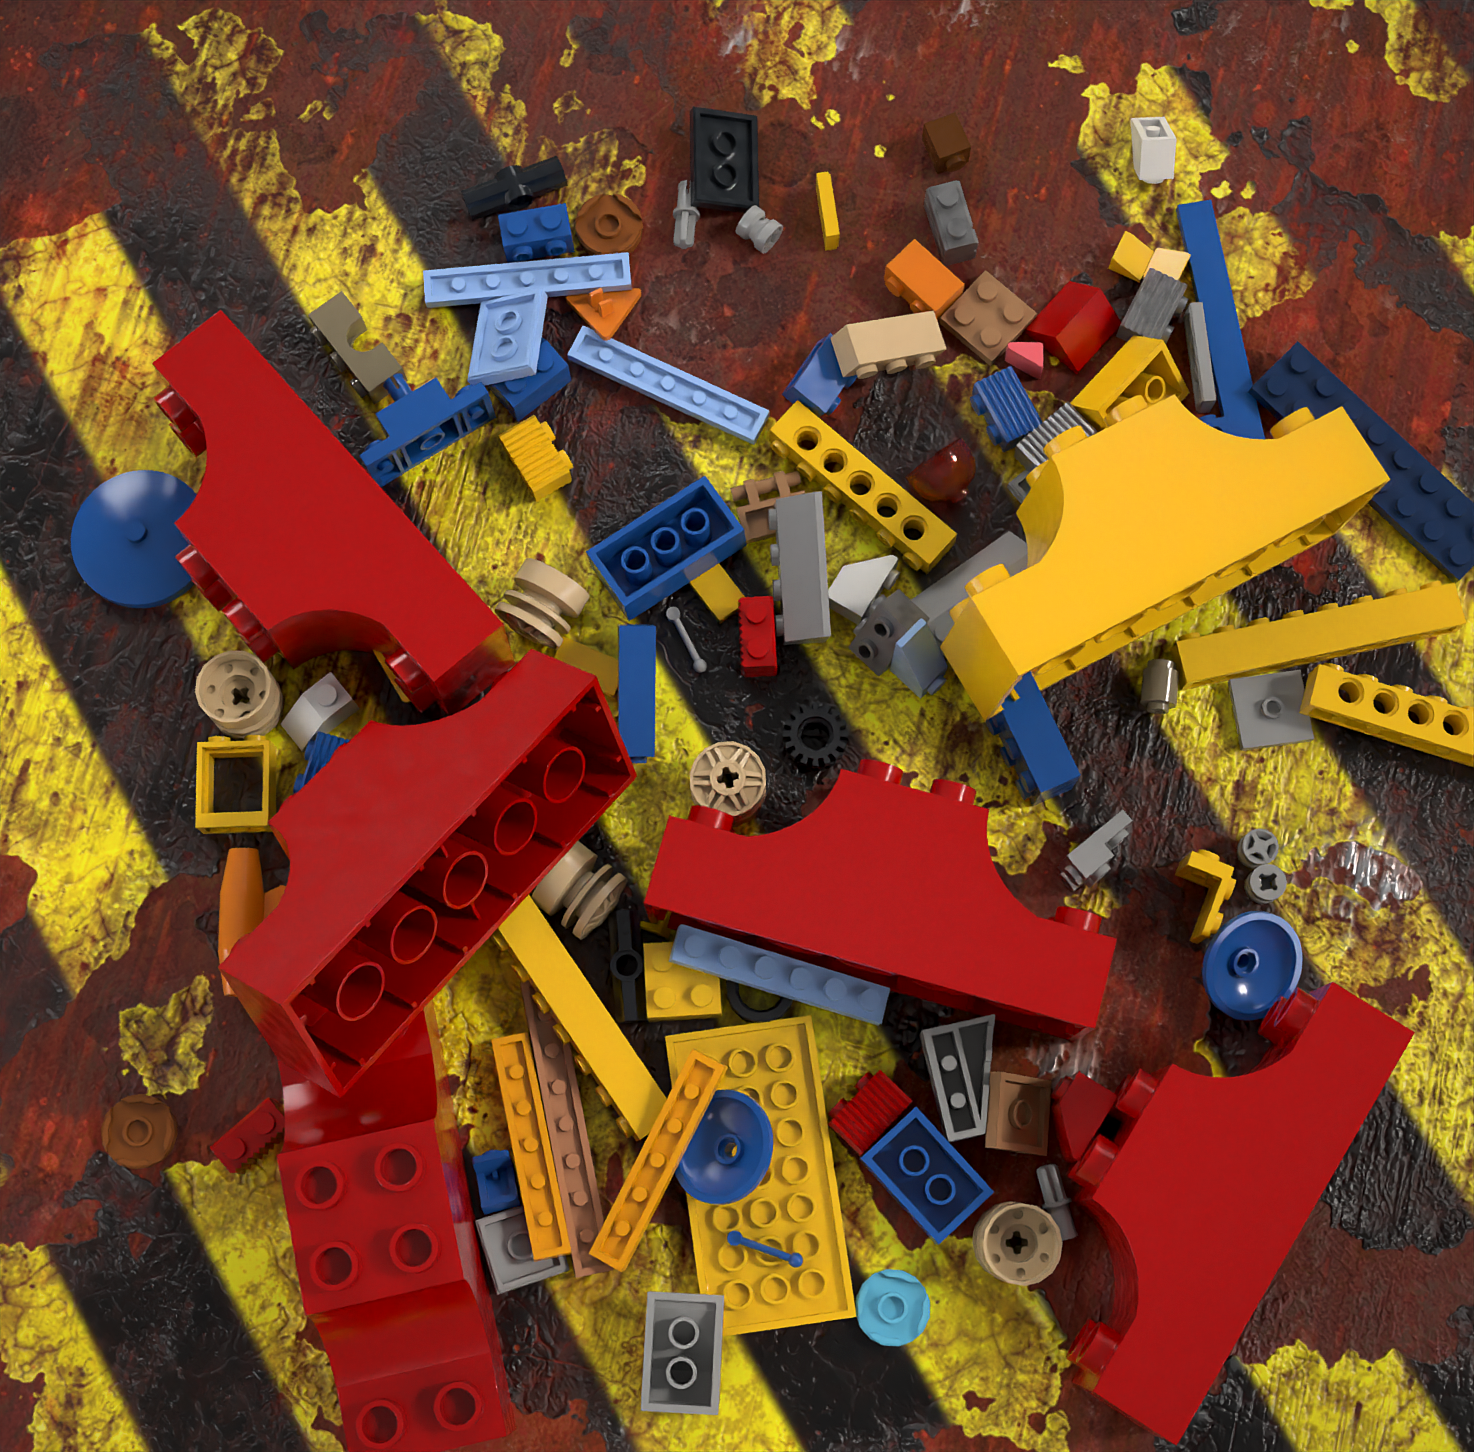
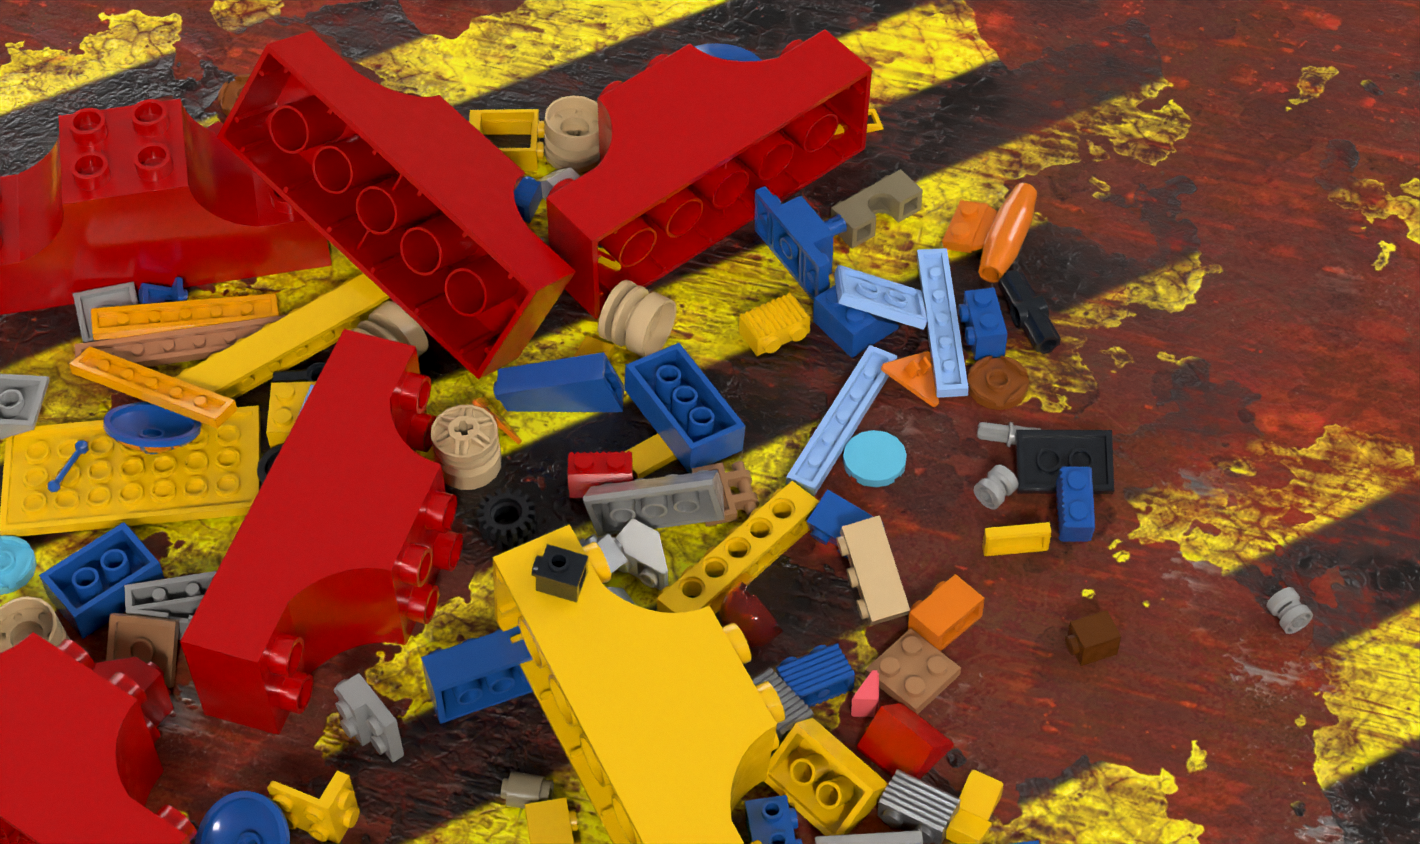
camera: 90 degrees right, 25 degrees down
(393, 217) = (996, 232): none -> orange plate
(673, 615) = (630, 425): light grey hinge -> none
(675, 764) = (484, 403): none -> orange piece
(718, 352) = (874, 458): none -> medium azure tile
(787, 148) = (1075, 504): none -> blue brick
(868, 1112) = (171, 545): red brick -> none
(950, 223) = (1006, 636): flat silver brick -> none
(1044, 597) = (560, 572): none -> black brick
(1153, 149) = (1099, 817): white slope -> none

